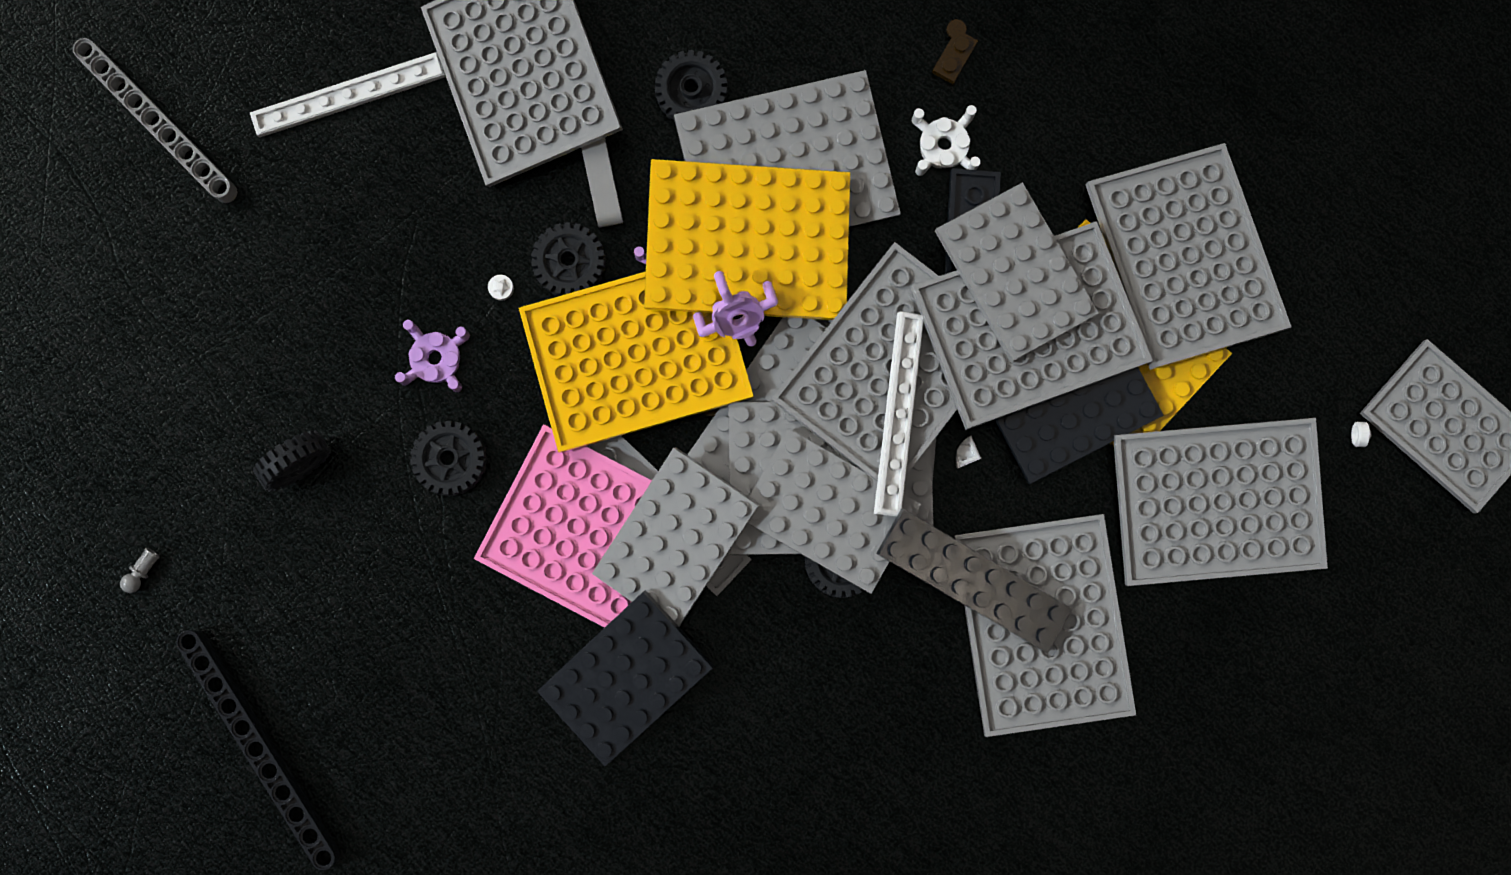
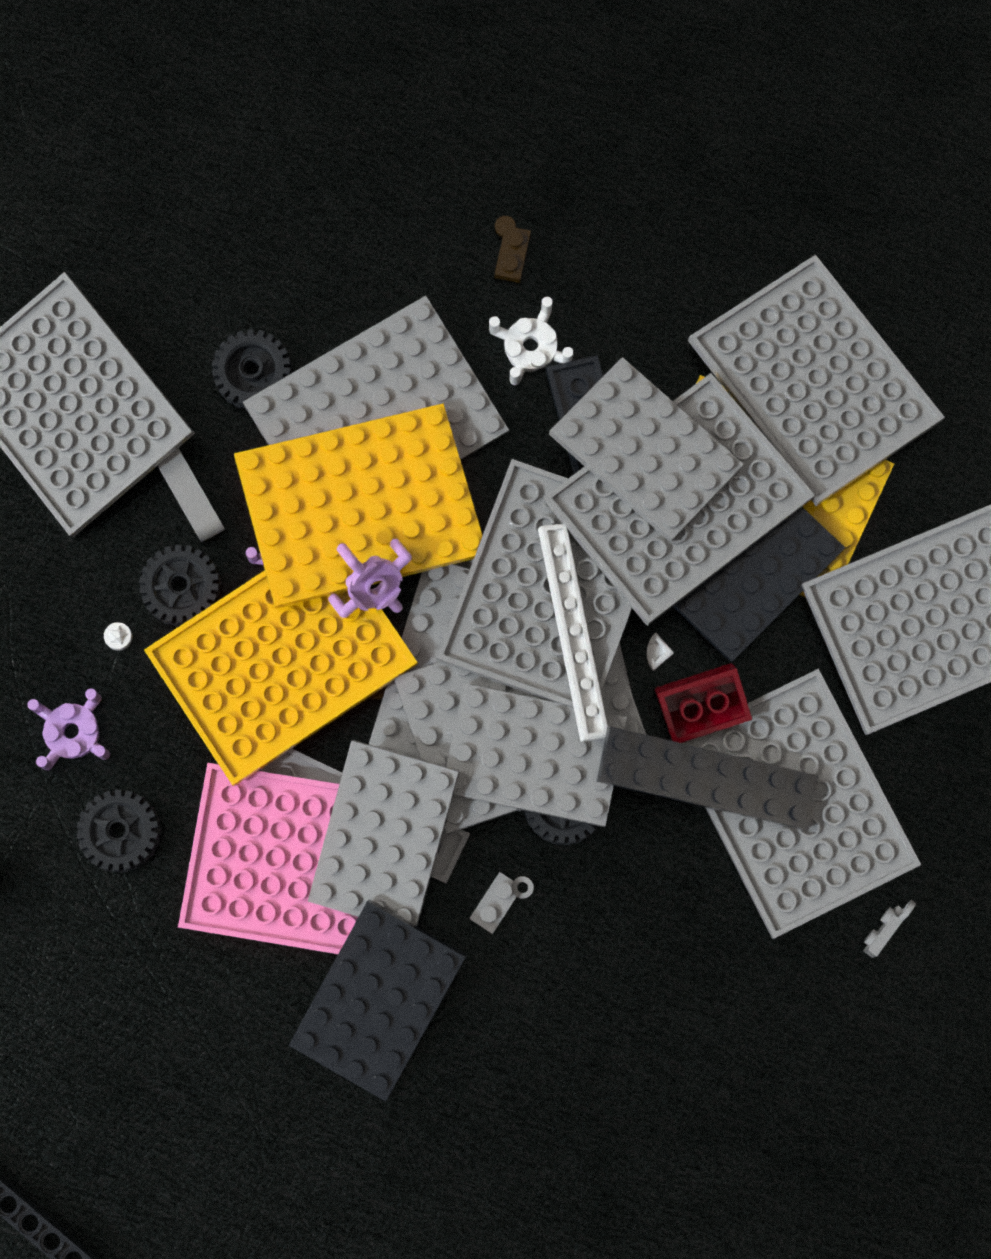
camera: 15 degrees left, 5 degrees down
(758, 625) = (498, 901): none -> light grey hinge
(992, 512) = (703, 703): none -> dark red slope
(1094, 754) = (891, 921): none -> light grey hinge

